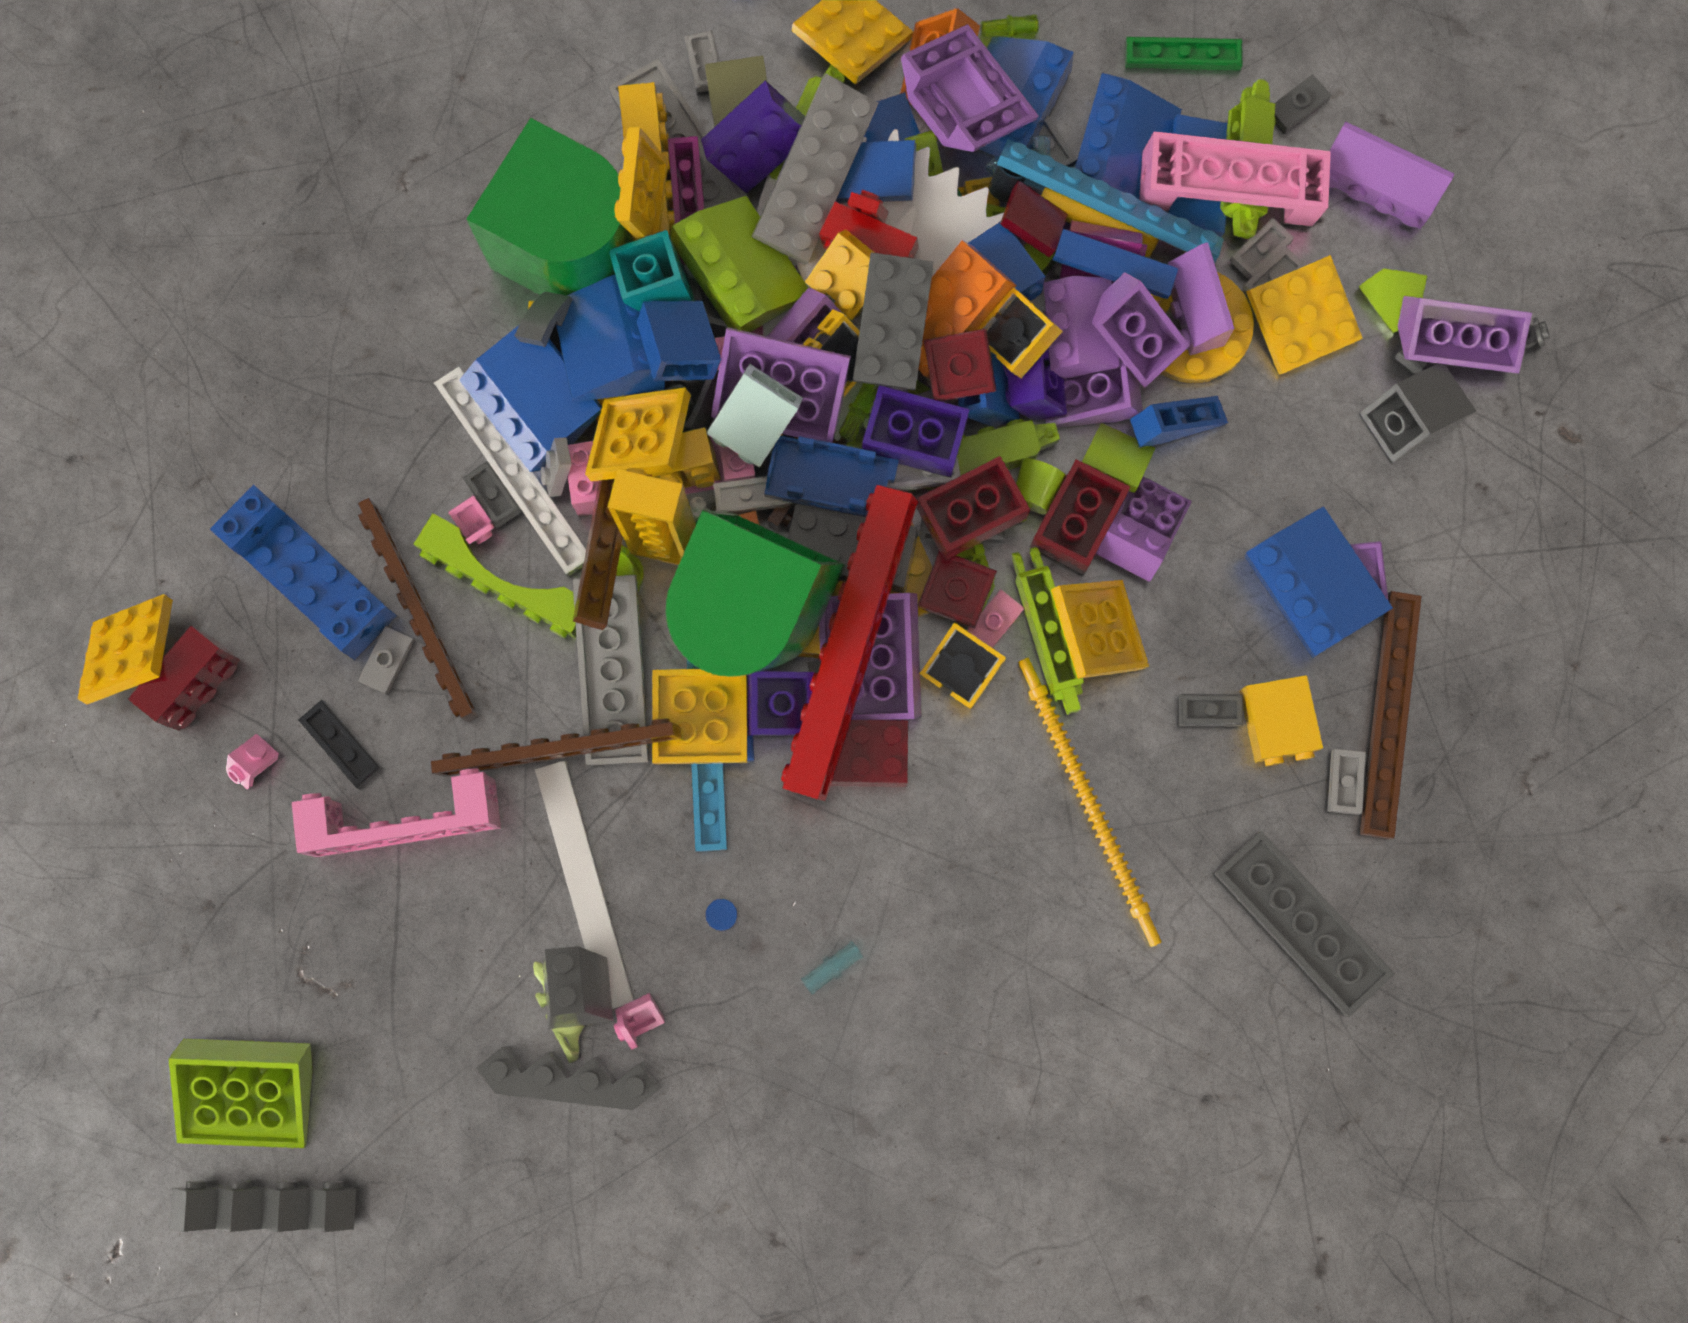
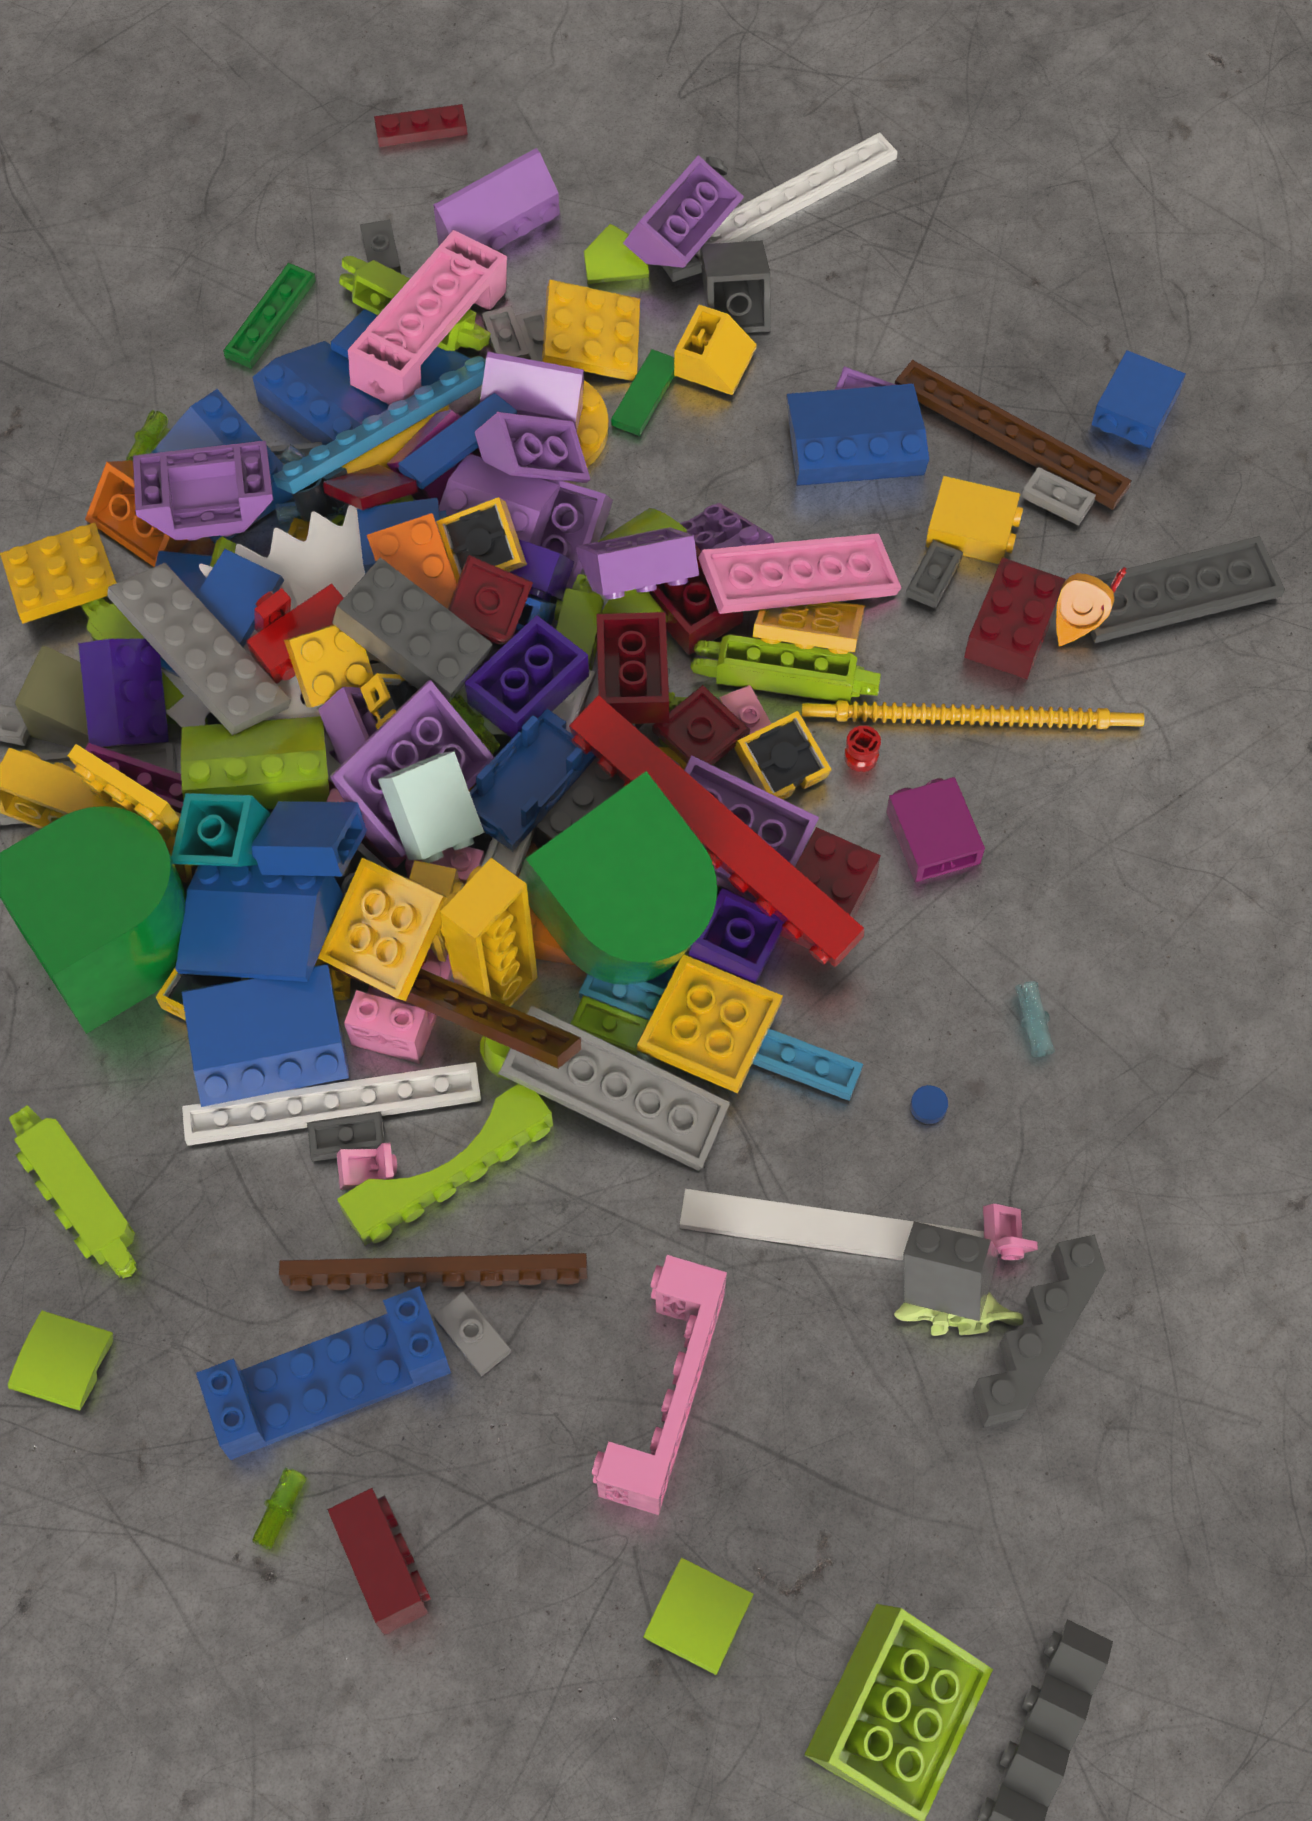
camera: 65 degrees left, 15 degrees down
(125, 649) = (307, 1613): yellow plate -> none
(202, 591) = (279, 1507): none -> clear neon green axle
(240, 388) = (60, 1360): none -> lime slope
(250, 760) = (511, 1537): bright pink bracket -> none
(251, 919) = (698, 1616): none -> lime slope
(340, 744) = (542, 1427): black tile -> none
(363, 329) = (76, 1190): none -> lime hinge
(541, 318) = (194, 976): dark grey slope -> none
(557, 467) = (362, 1042): light grey plate -> none
(569, 745) = (666, 1195): reddish brown plate -> none
(665, 649) = (609, 1024): none -> lime plate
(963, 814) = (934, 829): none -> magenta brick
(1005, 729) = (857, 754): none -> red wheel
(1072, 464) = (639, 562): none -> medium lavender slope
(1141, 599) = (798, 573): none -> bright pink plate
(1177, 420) = (634, 476): blue slope -> none
(1198, 796) = (1014, 618): none -> dark red brick
(1235, 850) = (1083, 605): none -> light orange piece
(1270, 389) = (644, 393): none -> green tile
(1337, 425) = (713, 351): none -> yellow slope
(1448, 68) = (420, 125): none -> dark red plate
(1487, 809) = (1138, 399): none -> blue brick
(1561, 420) = (804, 190): none -> white tile

